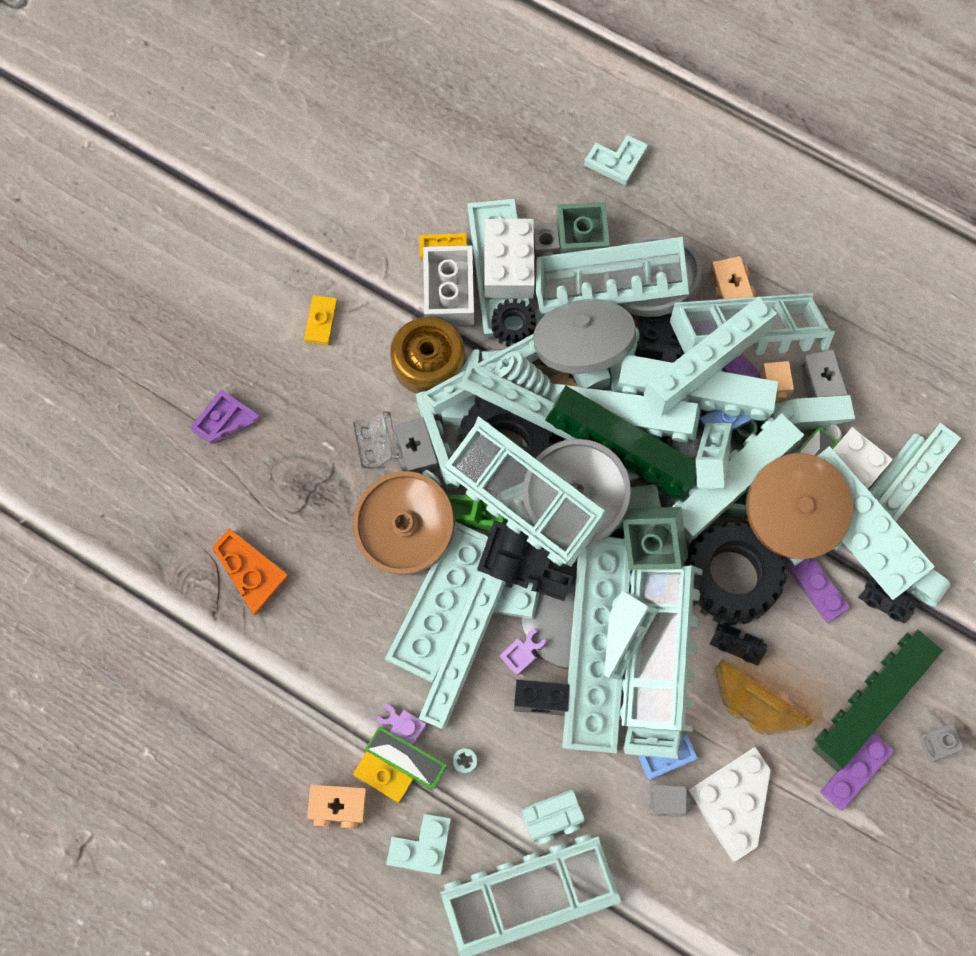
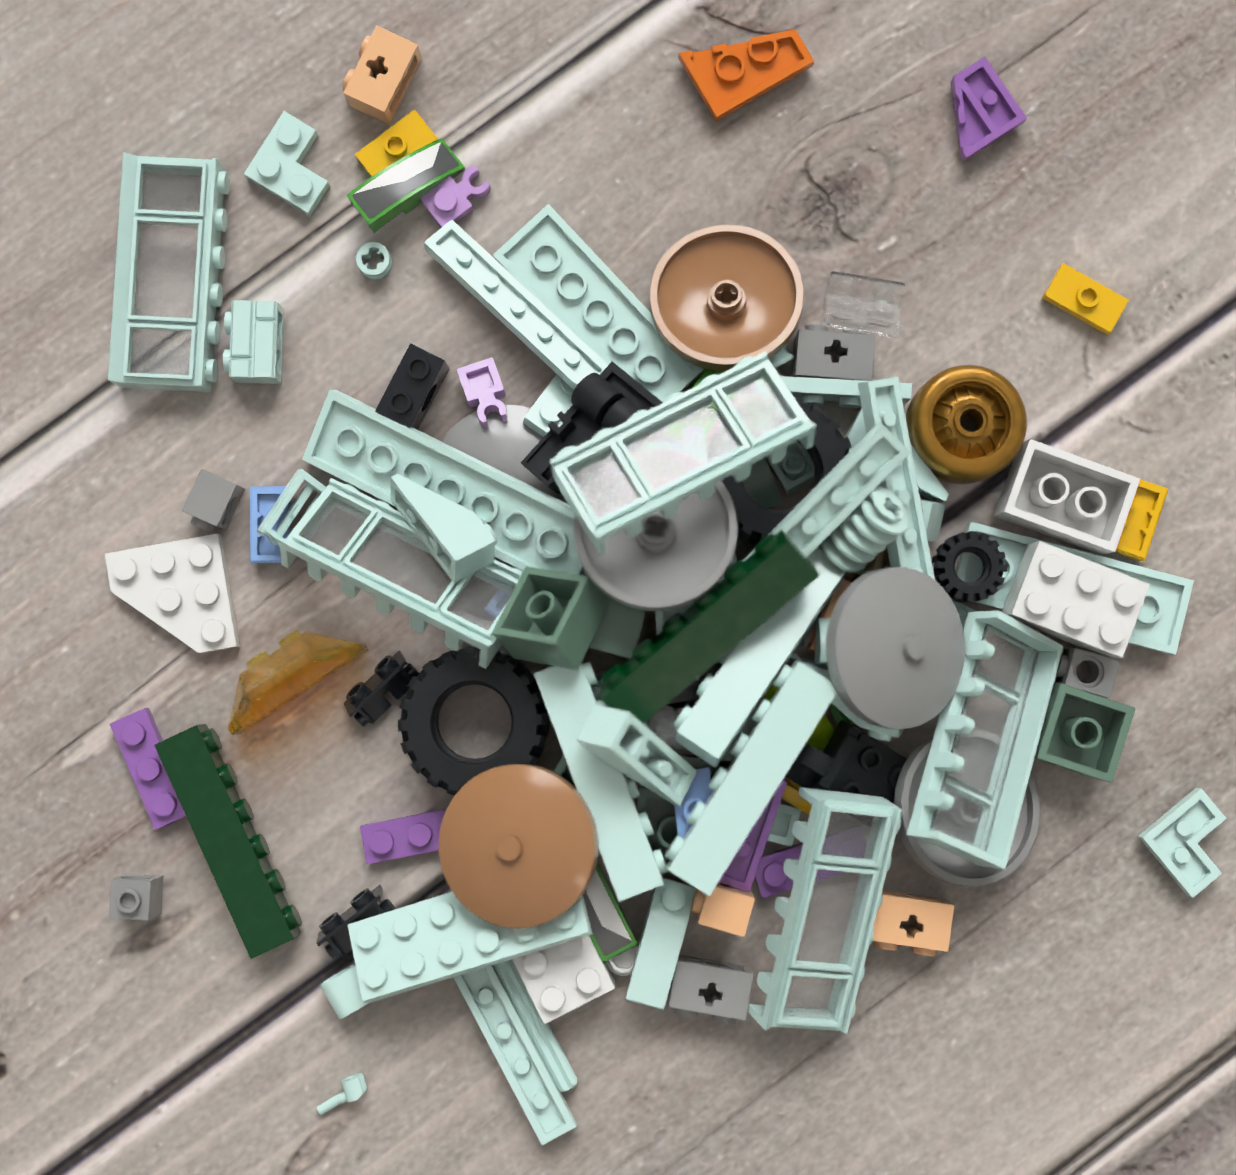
camera: 110 degrees right, 15 degrees up
(709, 356) = (783, 809): light aqua brick -> none

